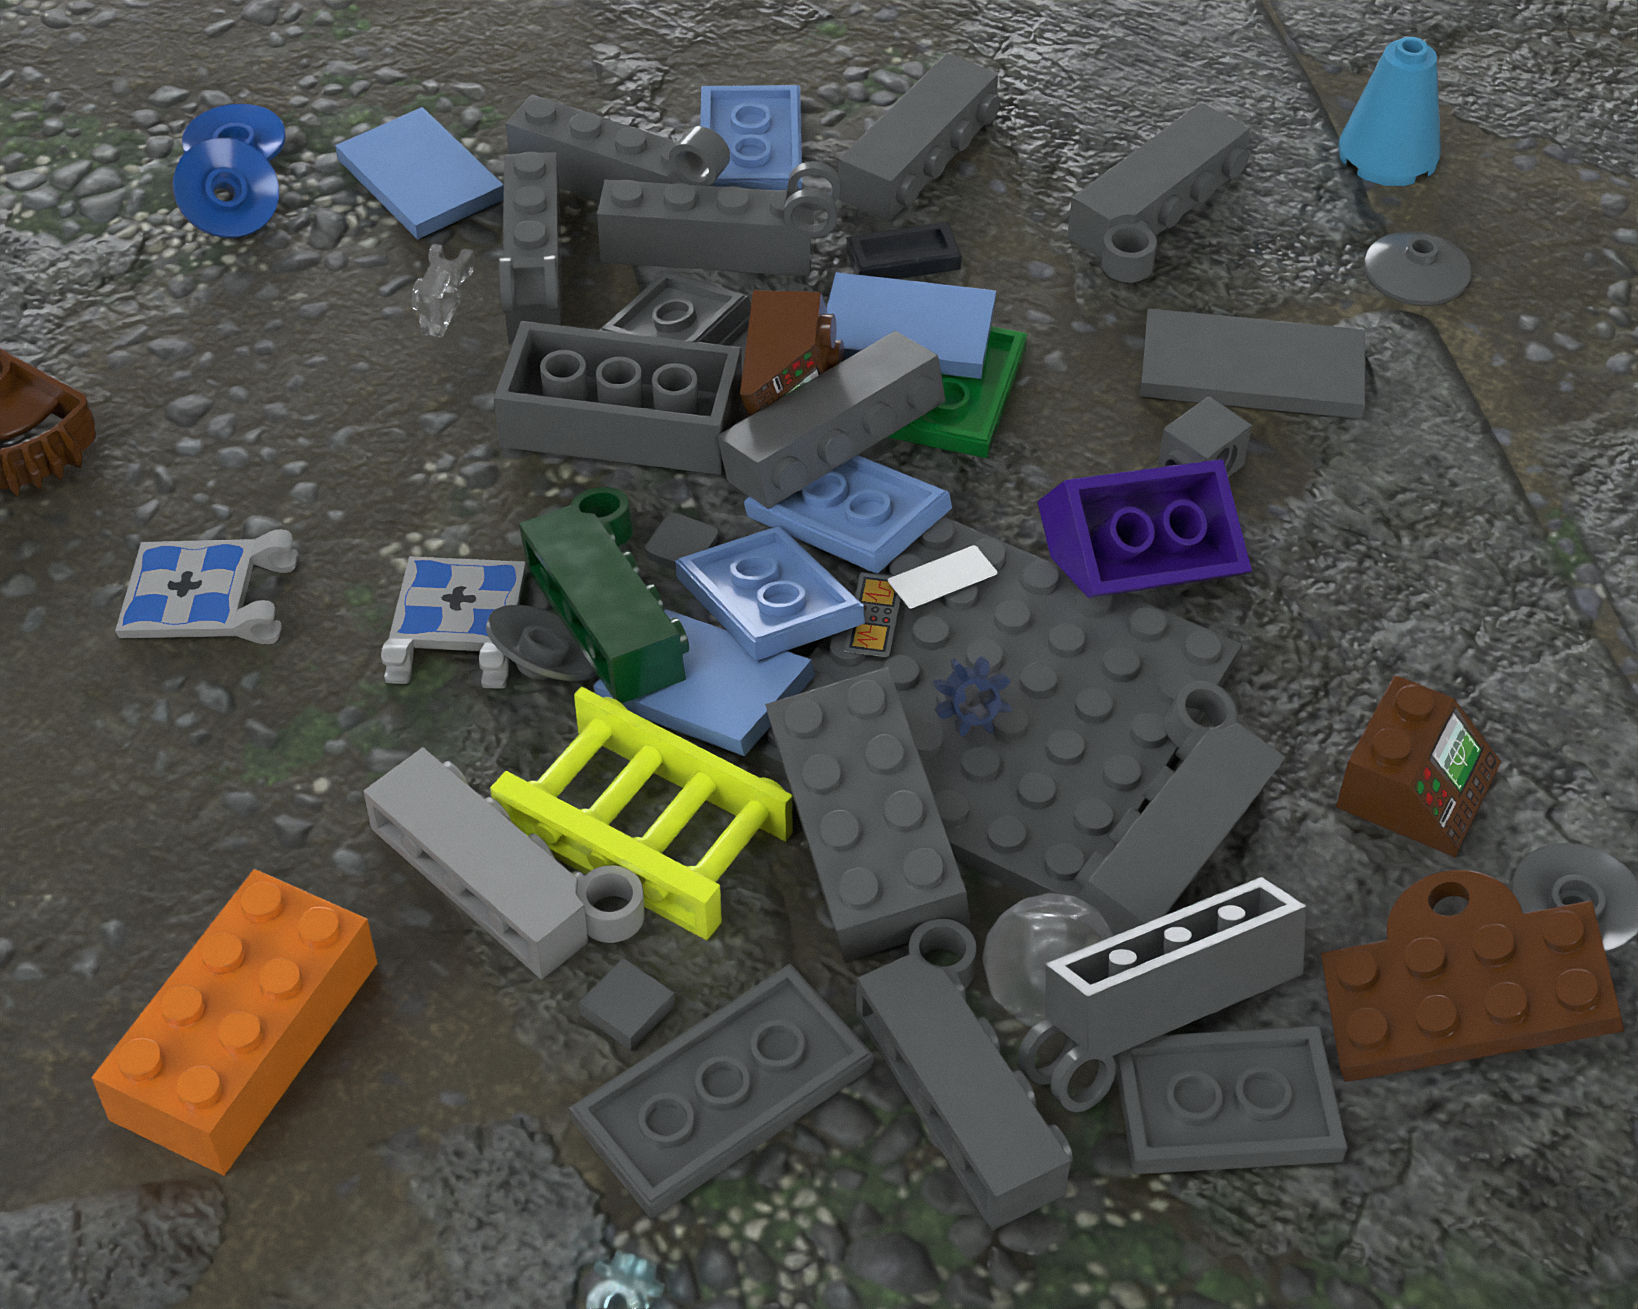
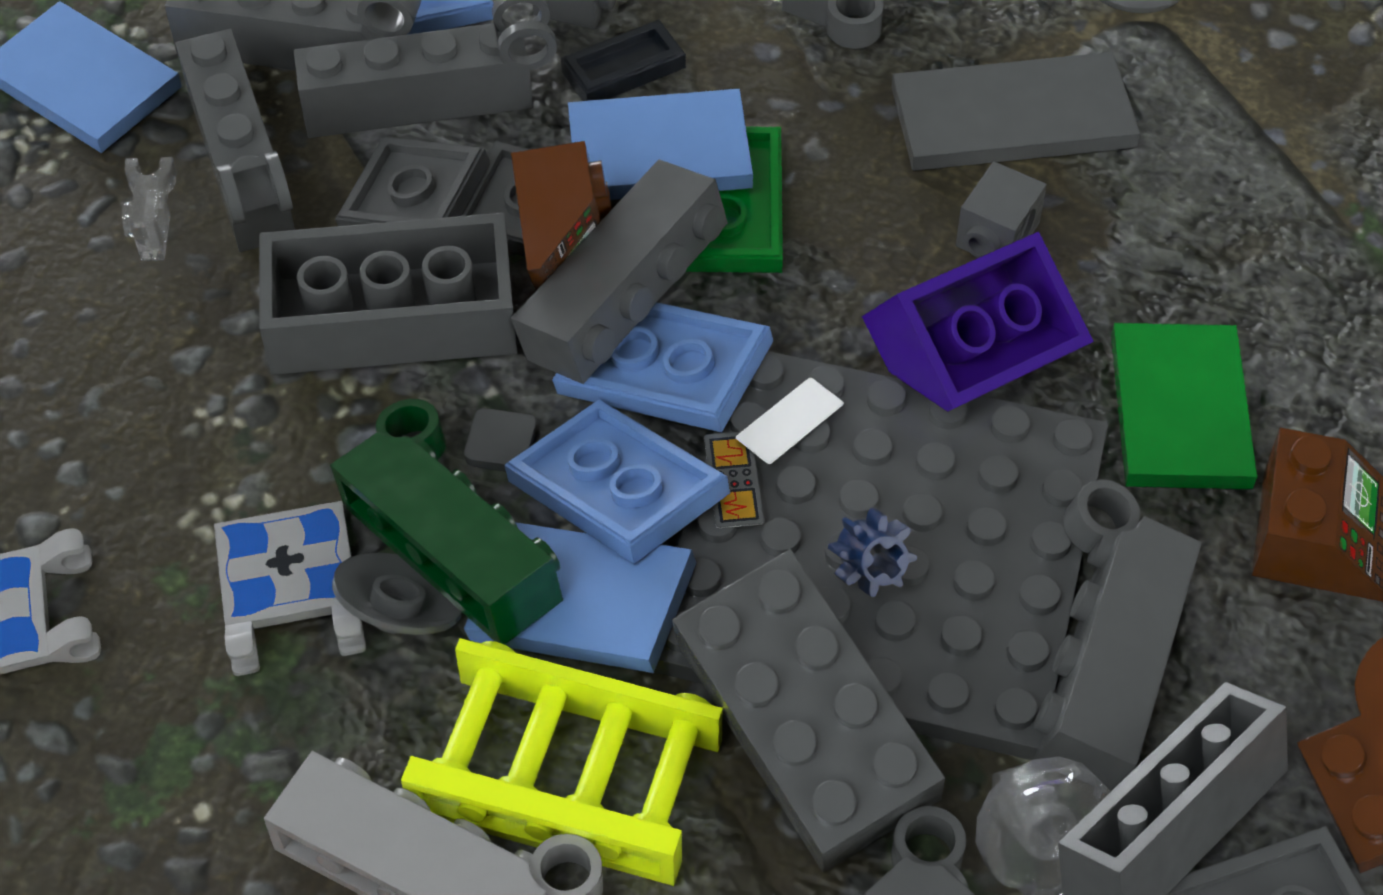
camera: 15 degrees left, 5 degrees up
(1320, 647) = (1182, 406): none -> green tile

